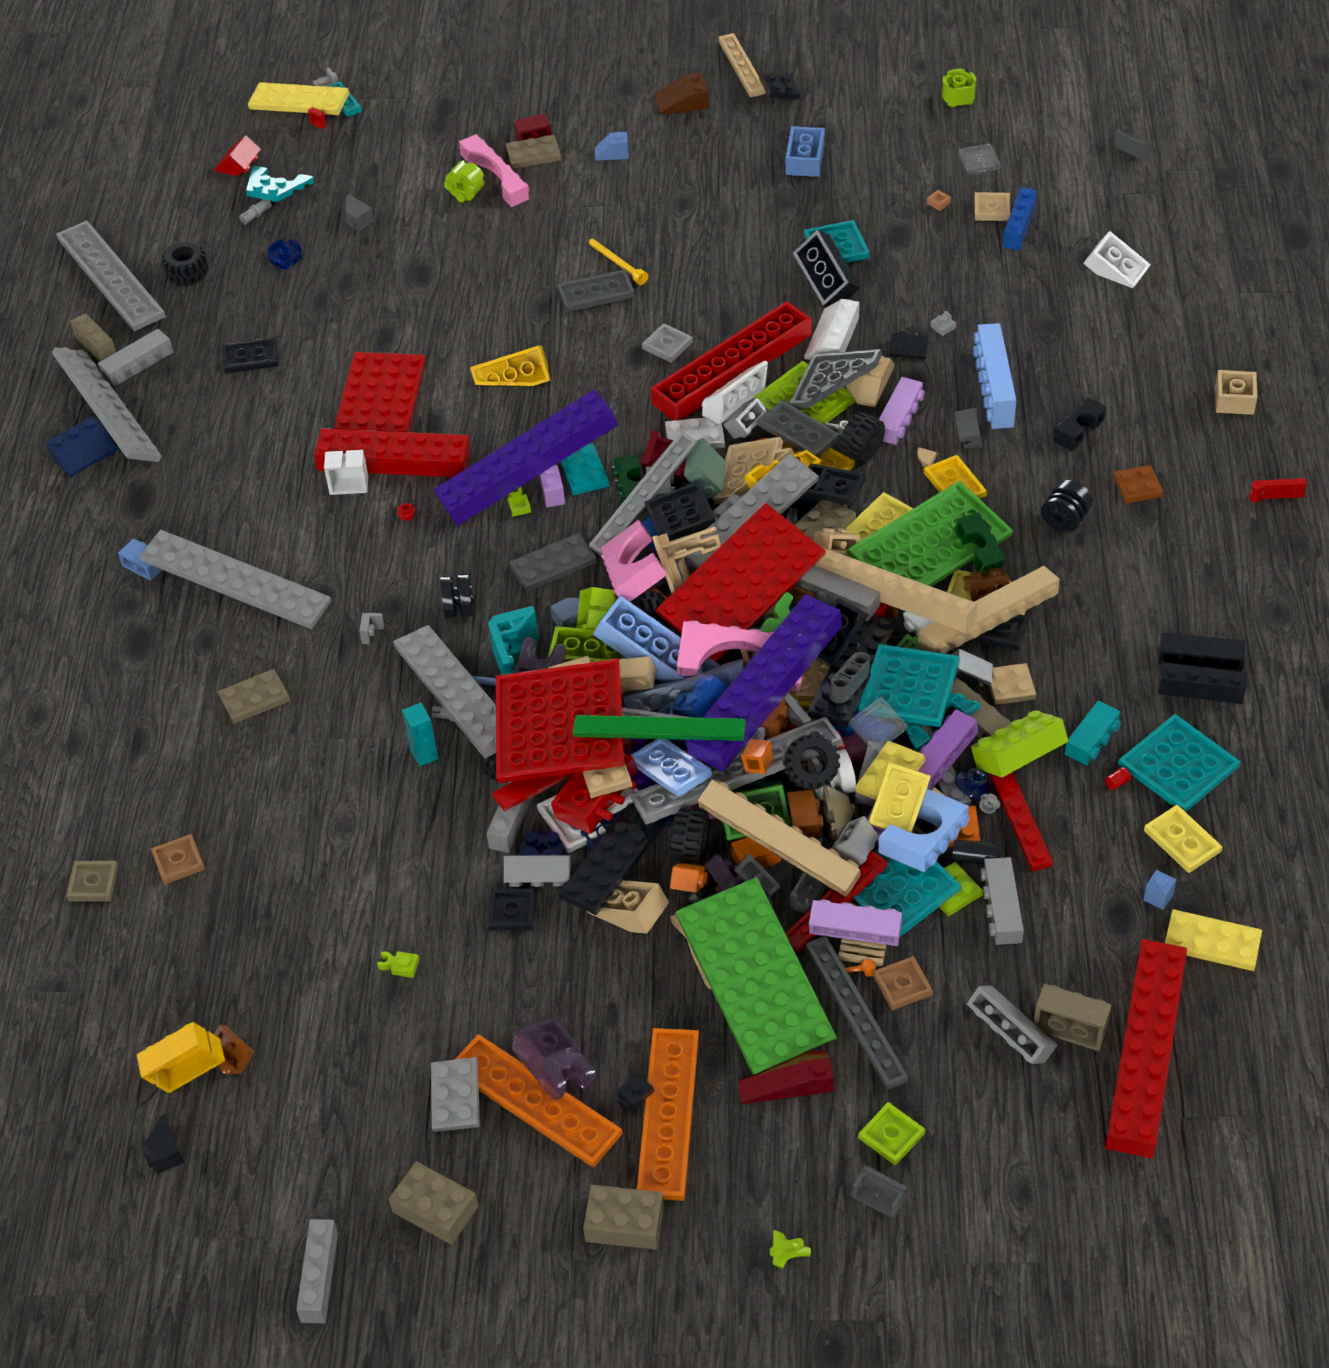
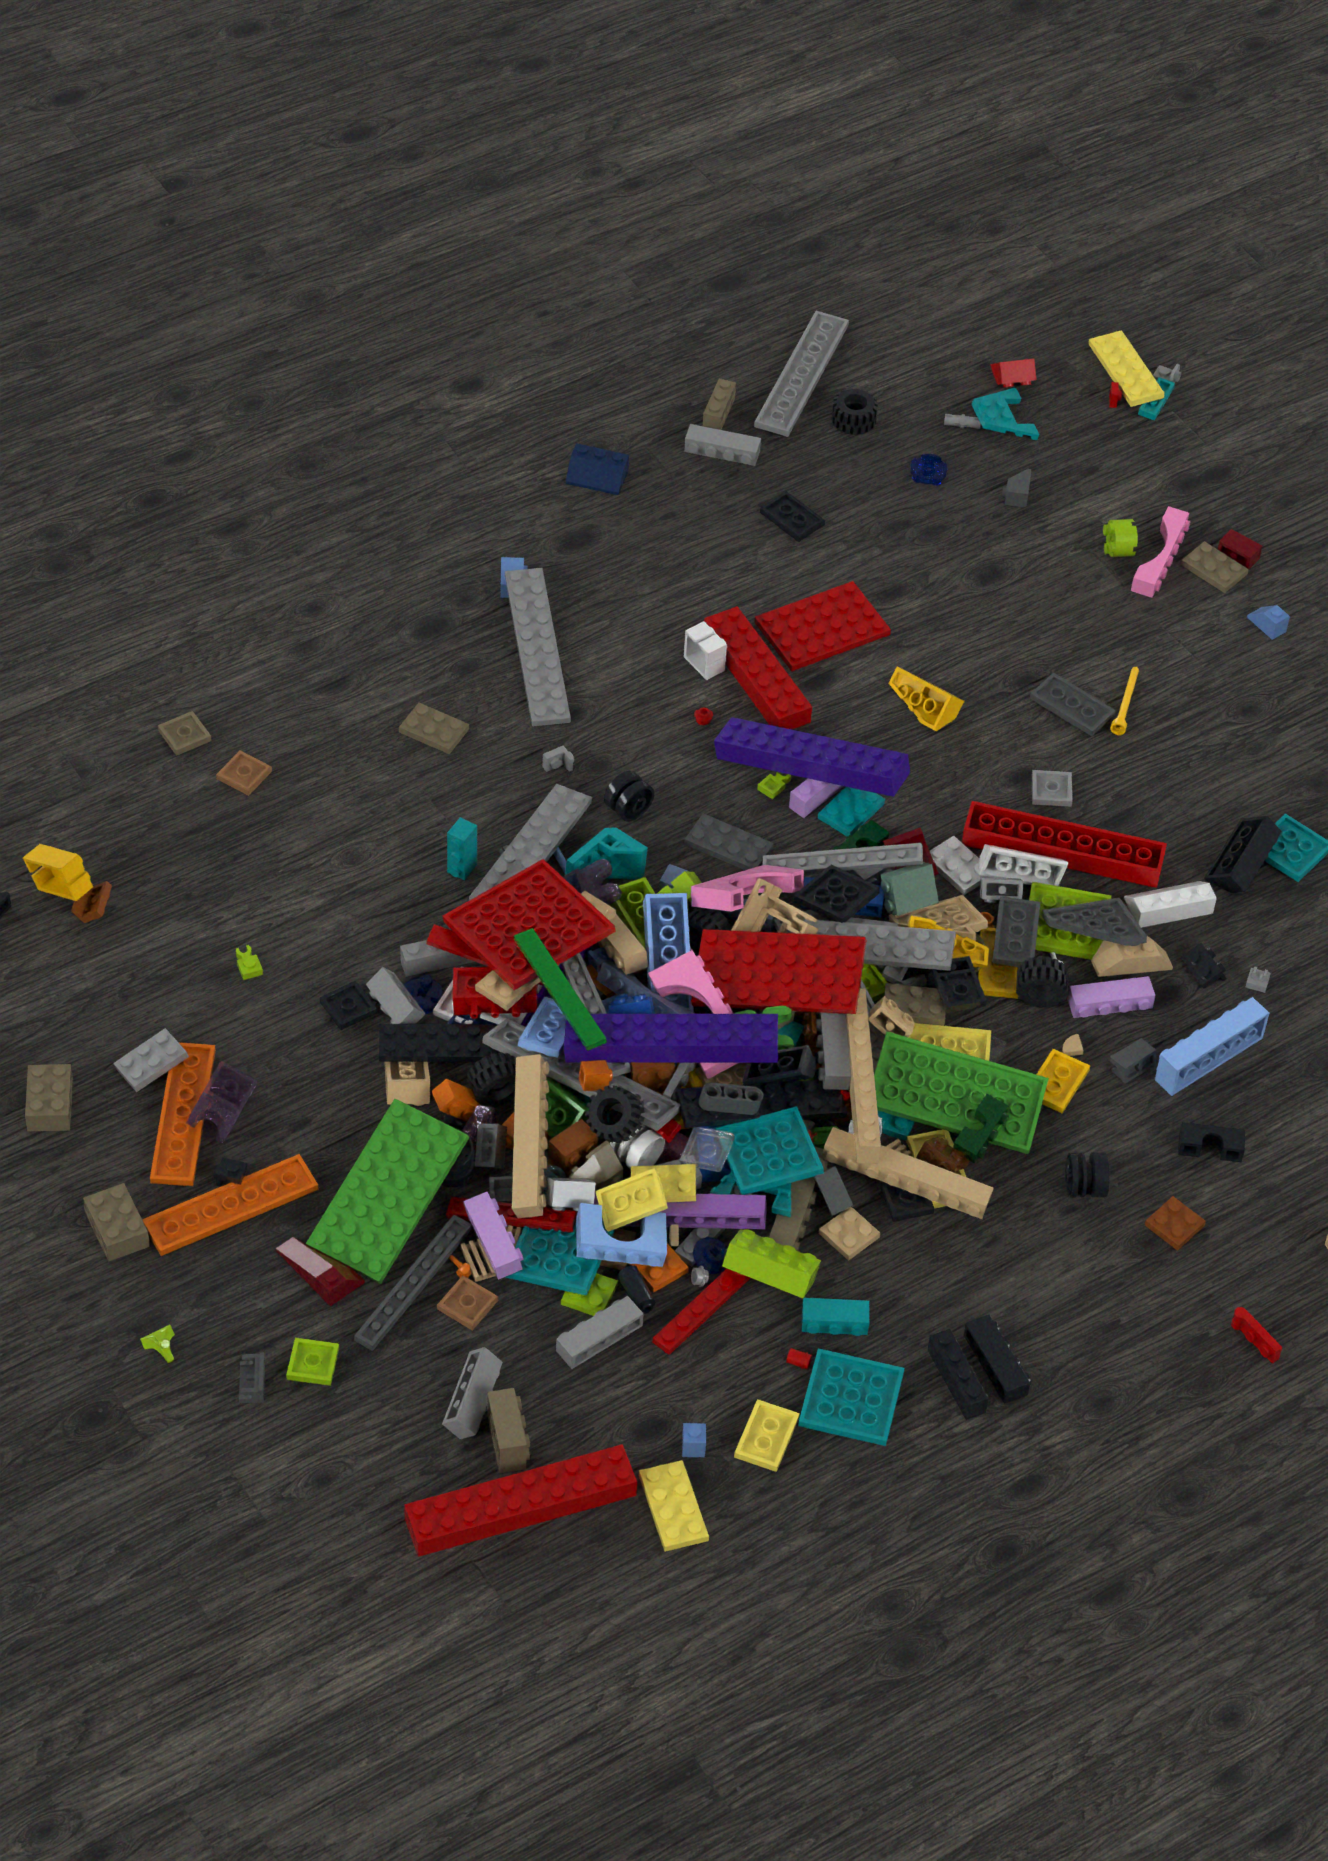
camera: 50 degrees right, 0 degrees up
(106, 405) = (652, 457): light grey plate -> none

